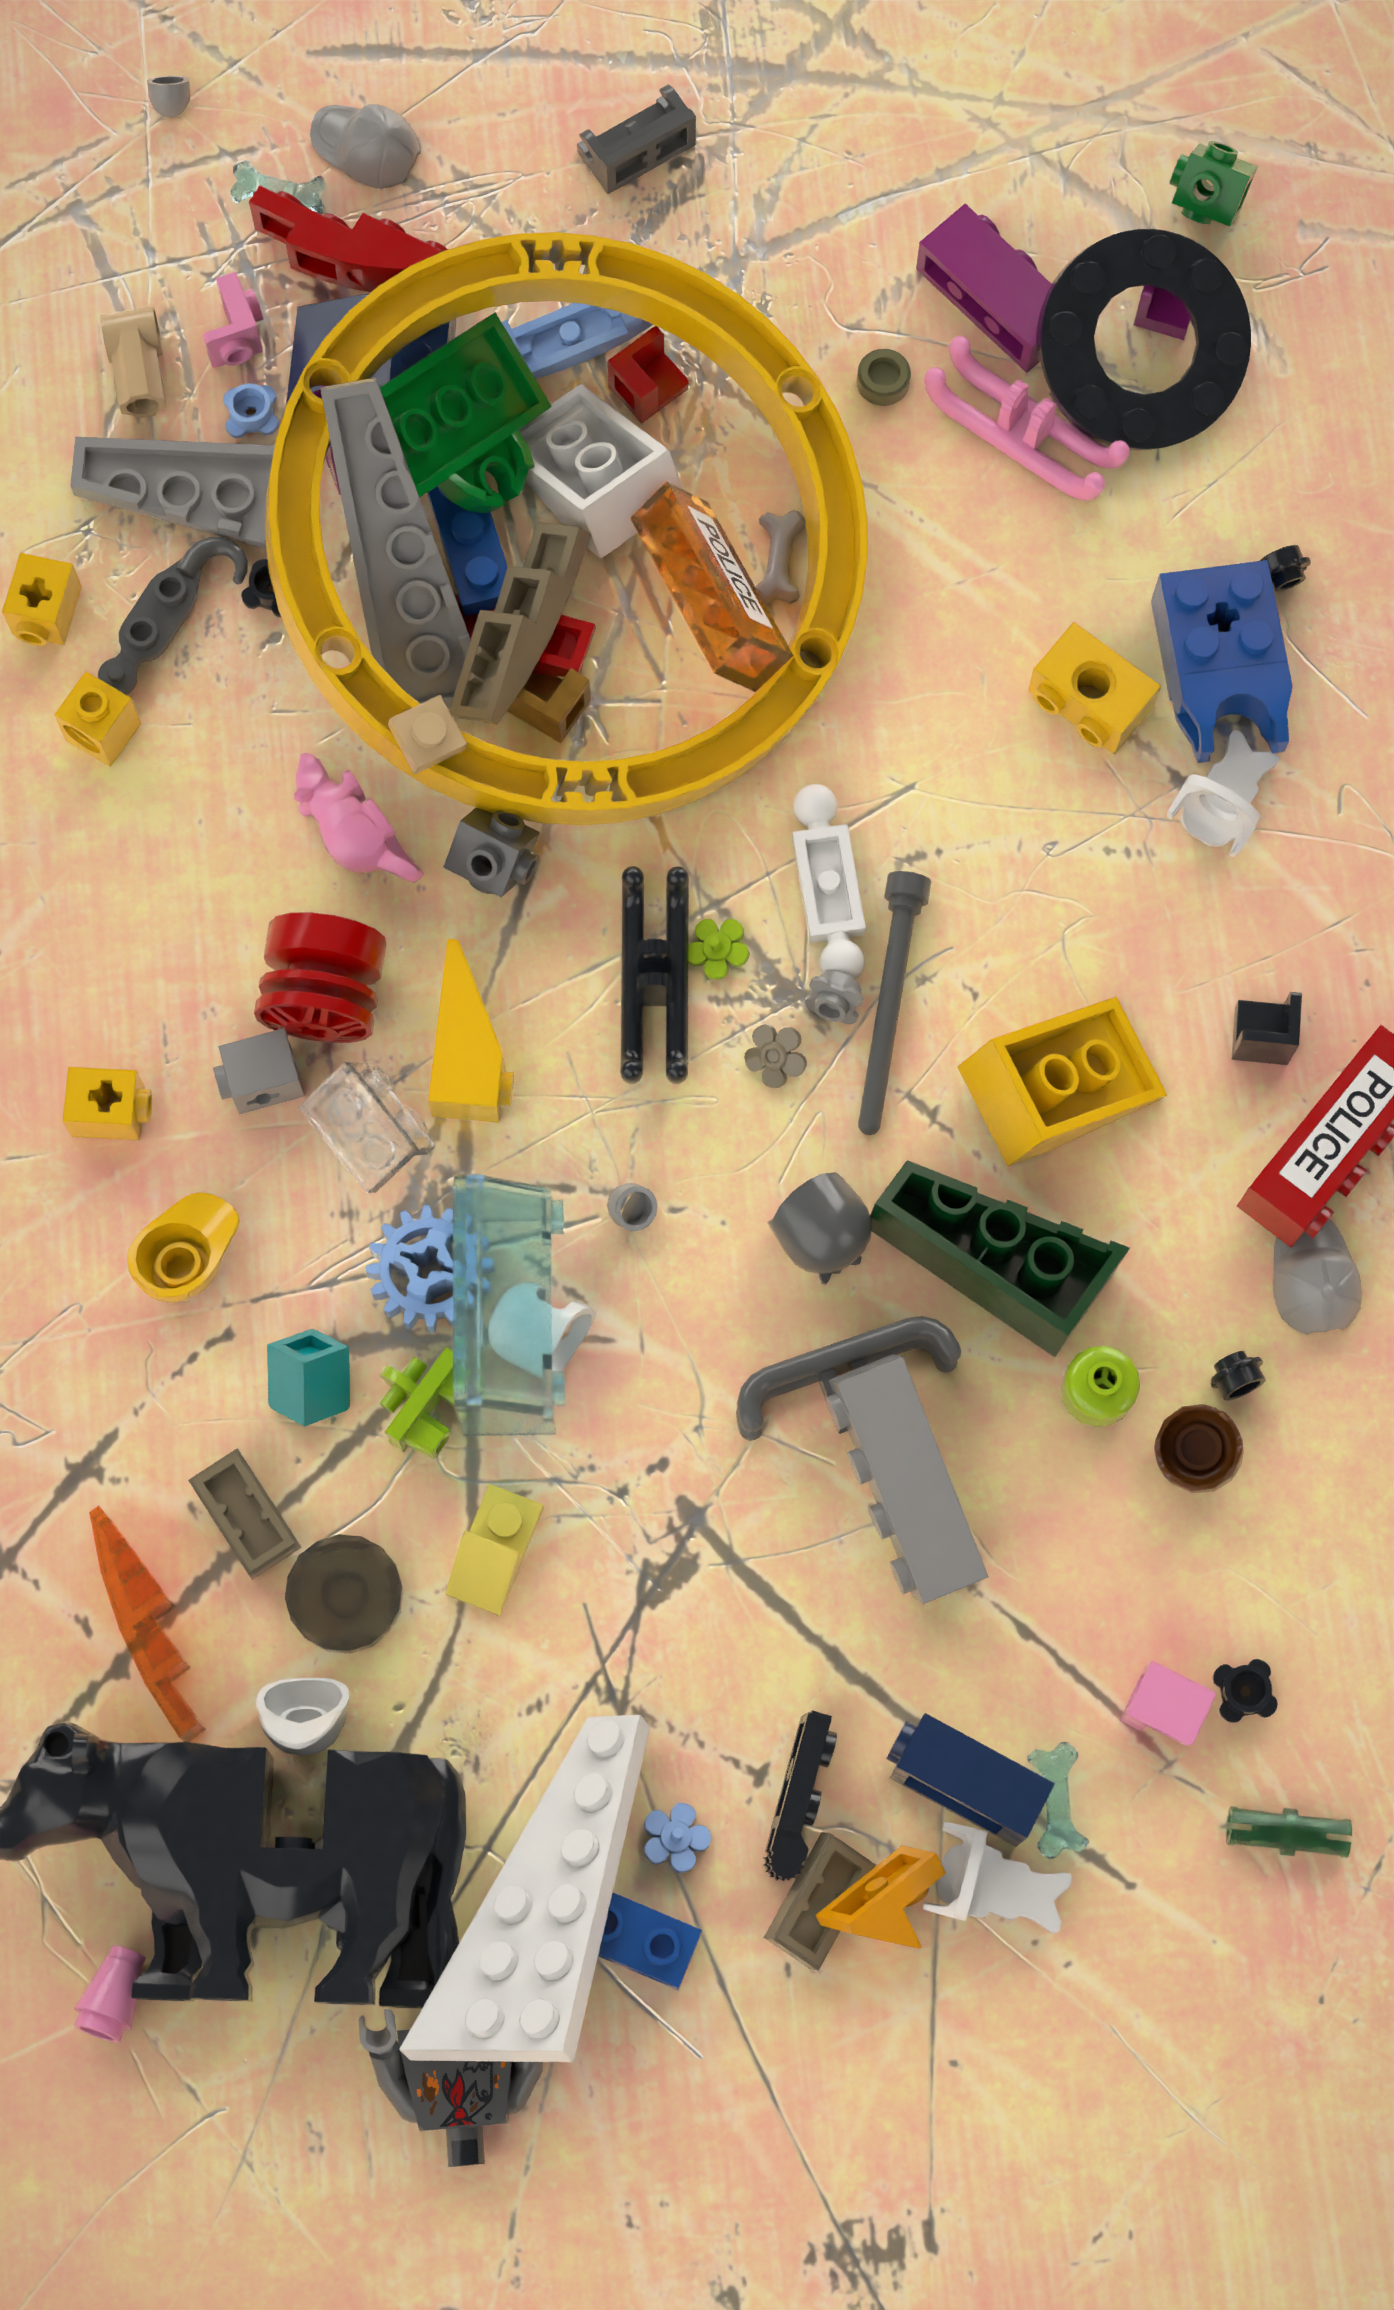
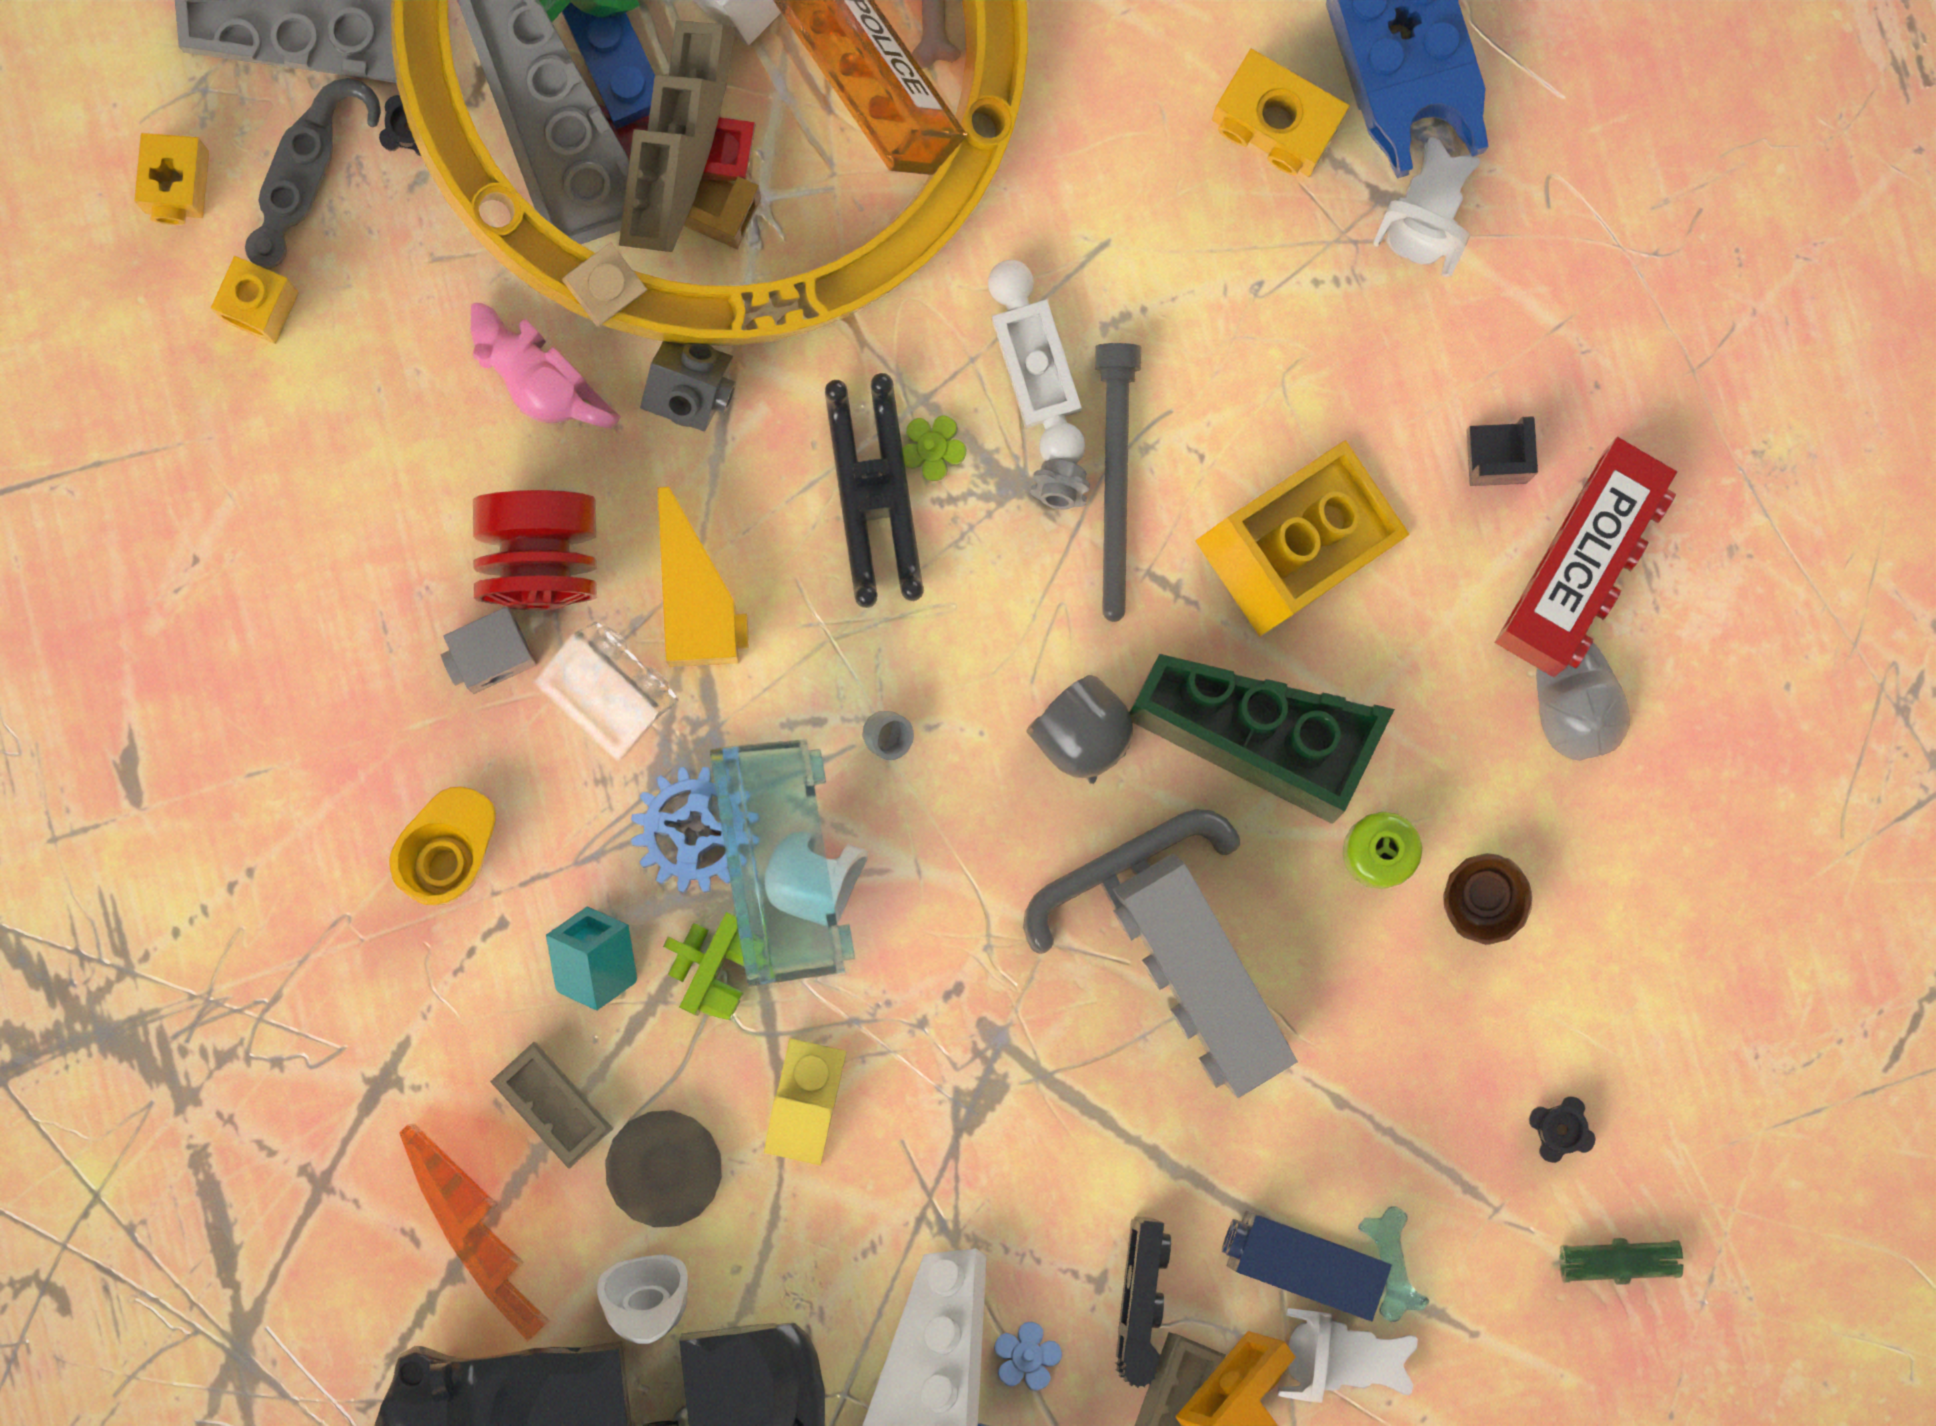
camera: 15 degrees left, 10 degrees up
(92, 1088) = (316, 695): yellow brick -> none
(775, 1055) = (1009, 553): dark tan plant -> none
(1168, 1704) = (1489, 1158): bright pink panel -> none
(1237, 1375) = (1516, 815): black plate -> none

